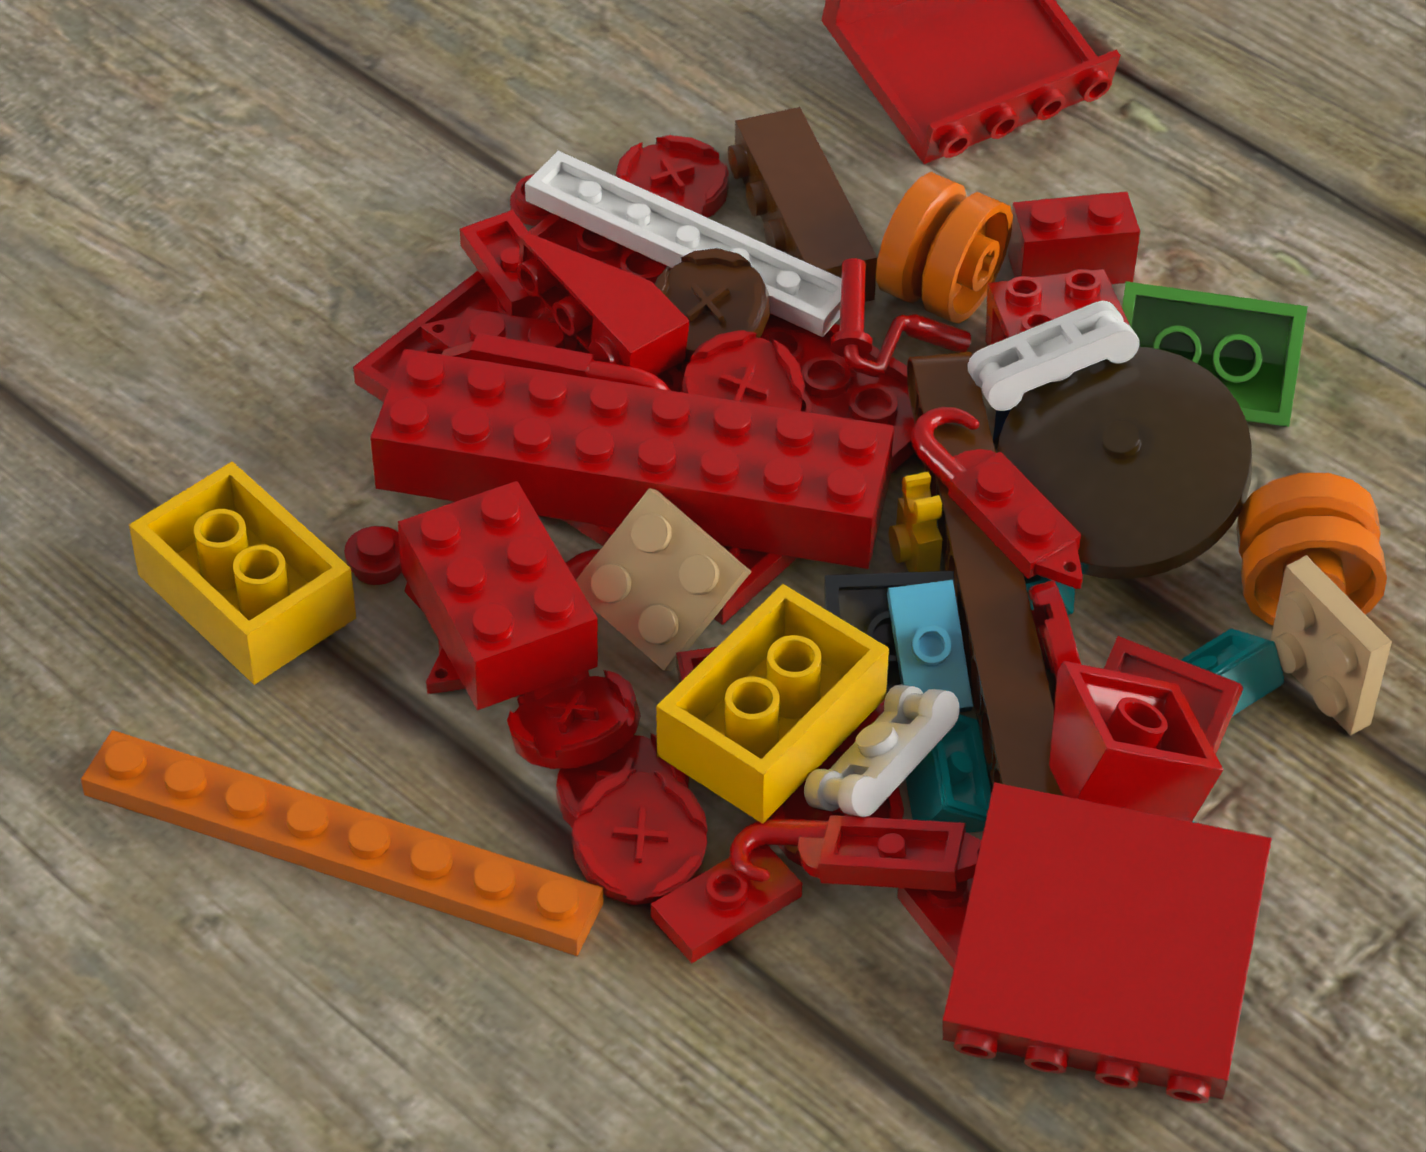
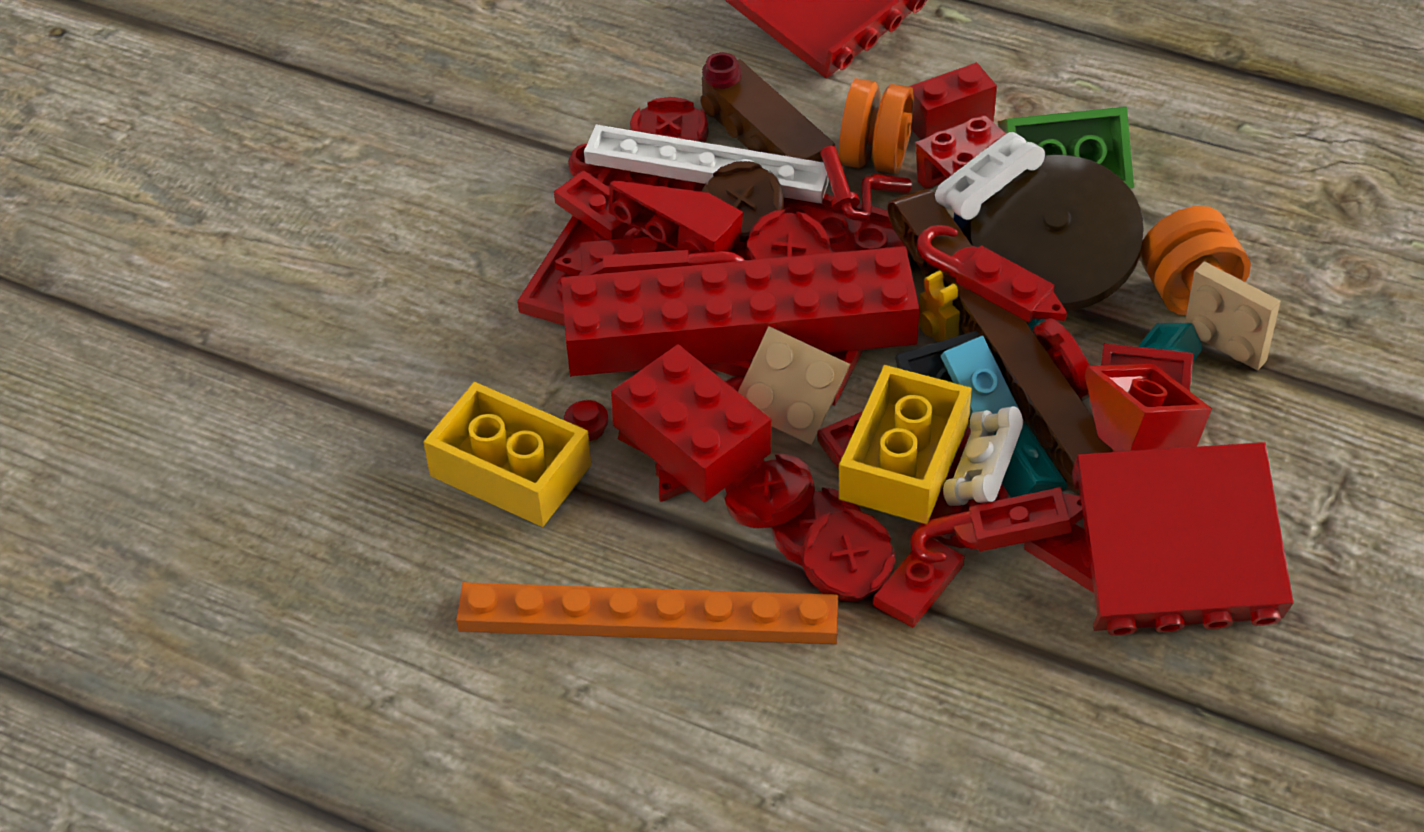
camera: 15 degrees left, 0 degrees up
(761, 117) = (721, 70): none -> dark red plate

